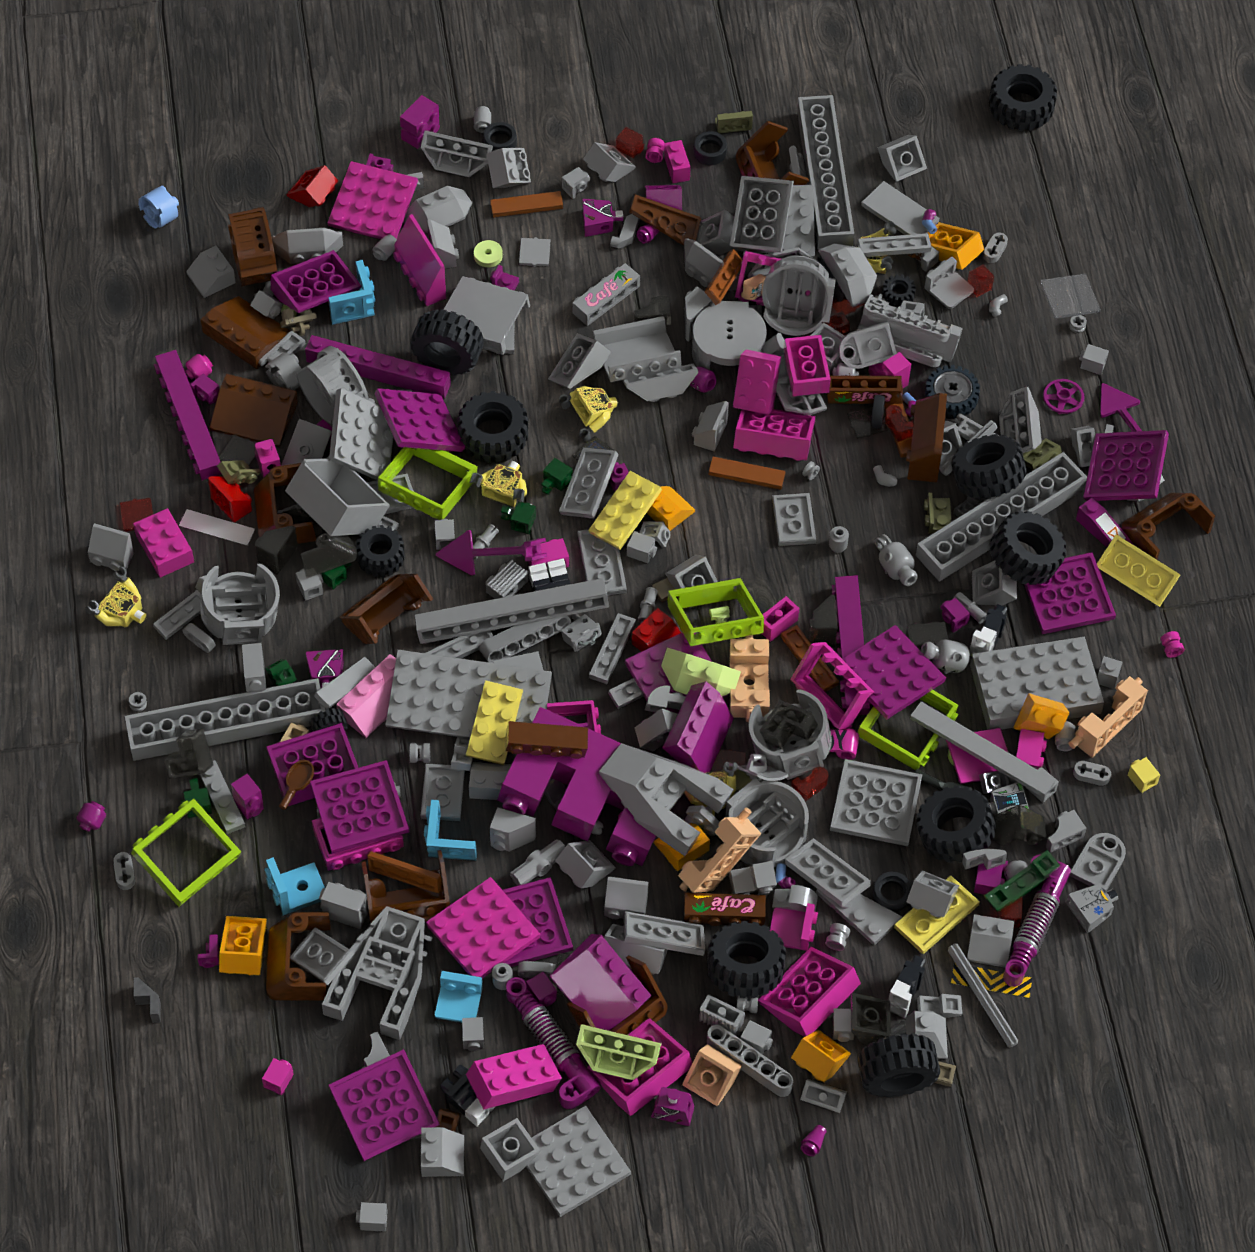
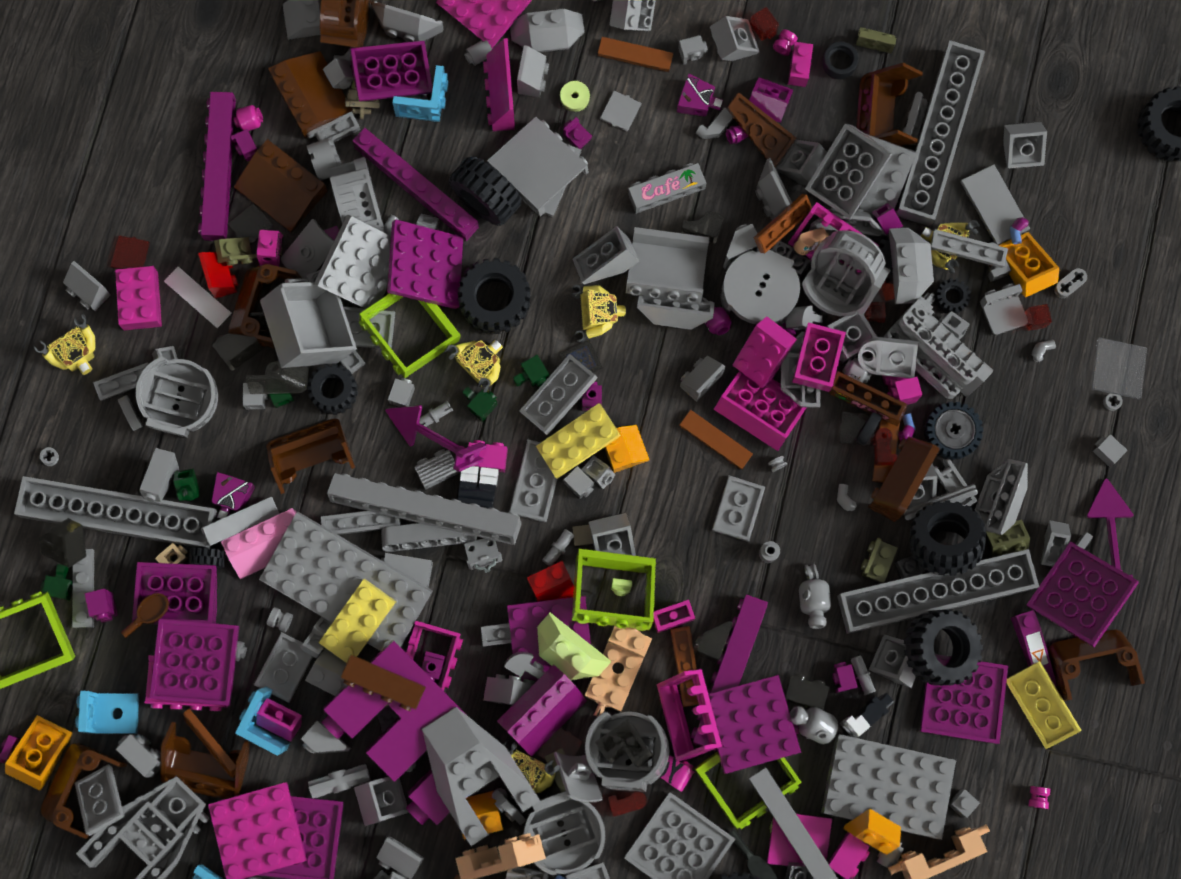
camera: 20 degrees right, 20 degrees up
(459, 828) = (279, 719): none -> dark pink brick
(612, 648) = (504, 581): light grey plate -> none
(811, 245) = (887, 218): none -> magenta brick
(1063, 396) = (1061, 477): magenta wheel -> none

